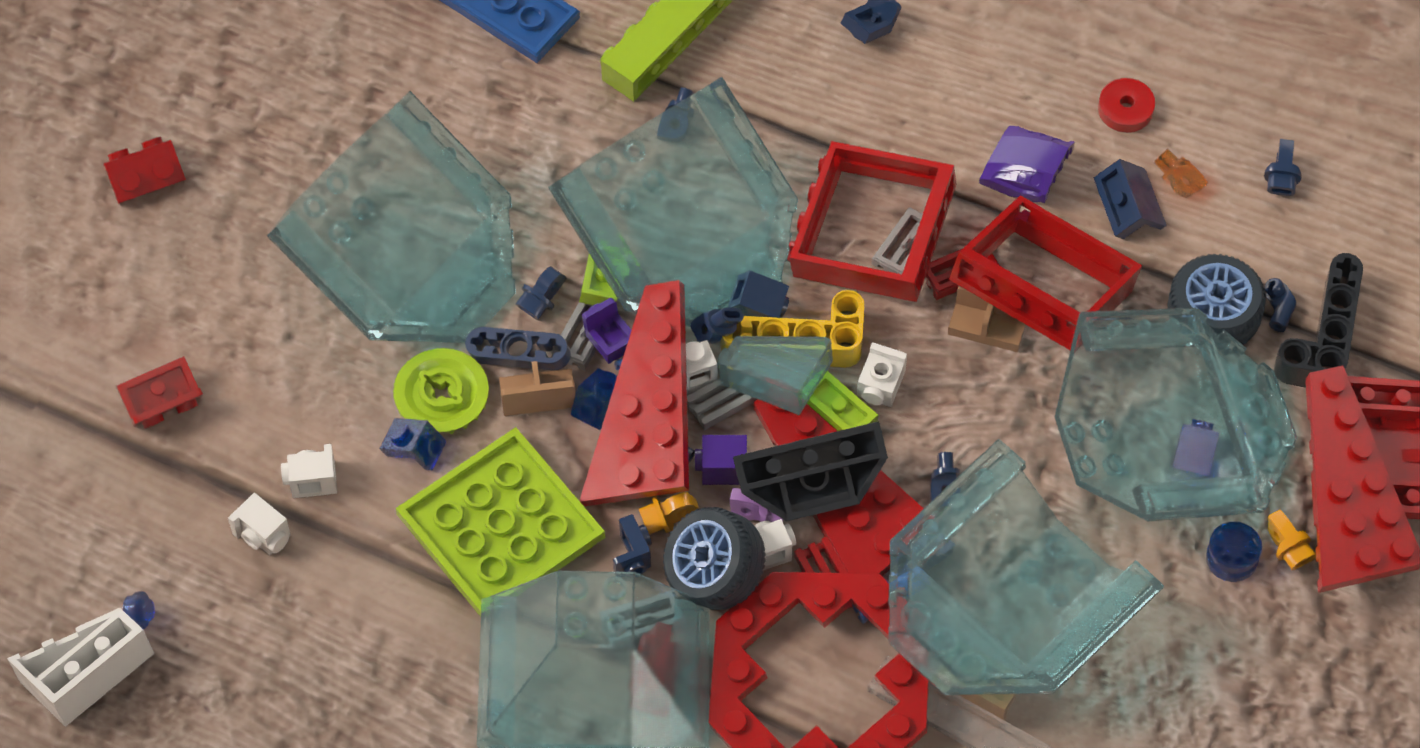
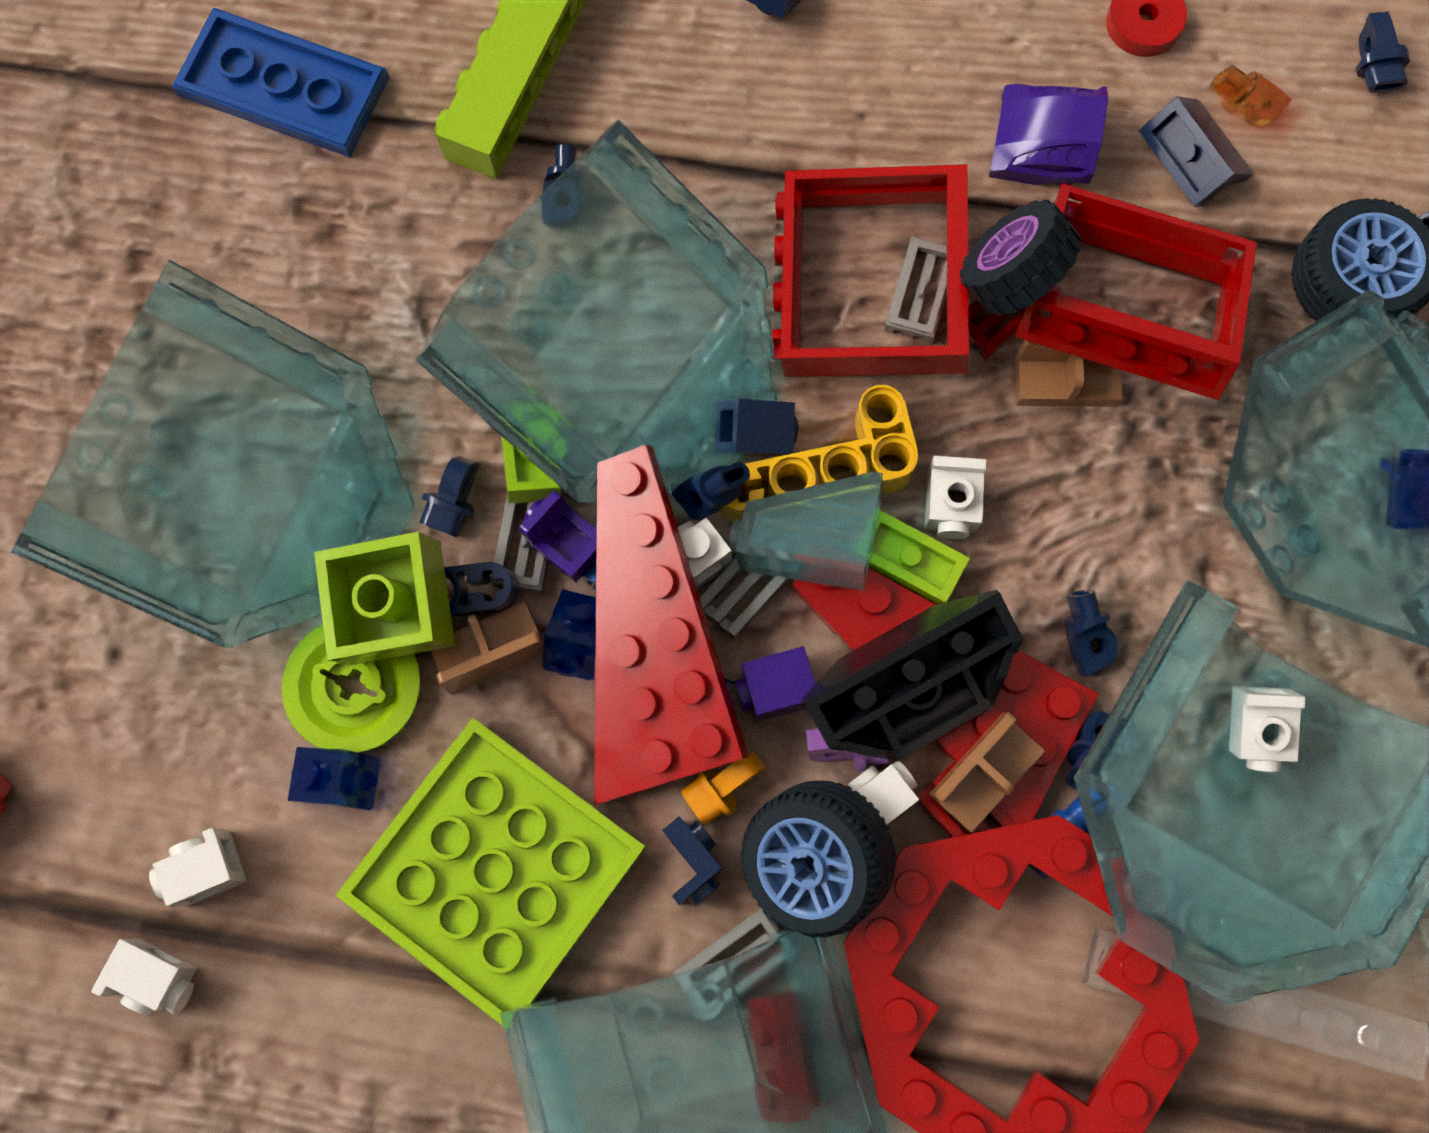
camera: 15 degrees left, 15 degrees up
(482, 334) = (384, 599): none -> lime brick
(841, 538) = (987, 772): none -> medium nougat panel
(962, 227) = (1021, 258): none -> black wheel
(1046, 544) = (1254, 710): none -> white brick

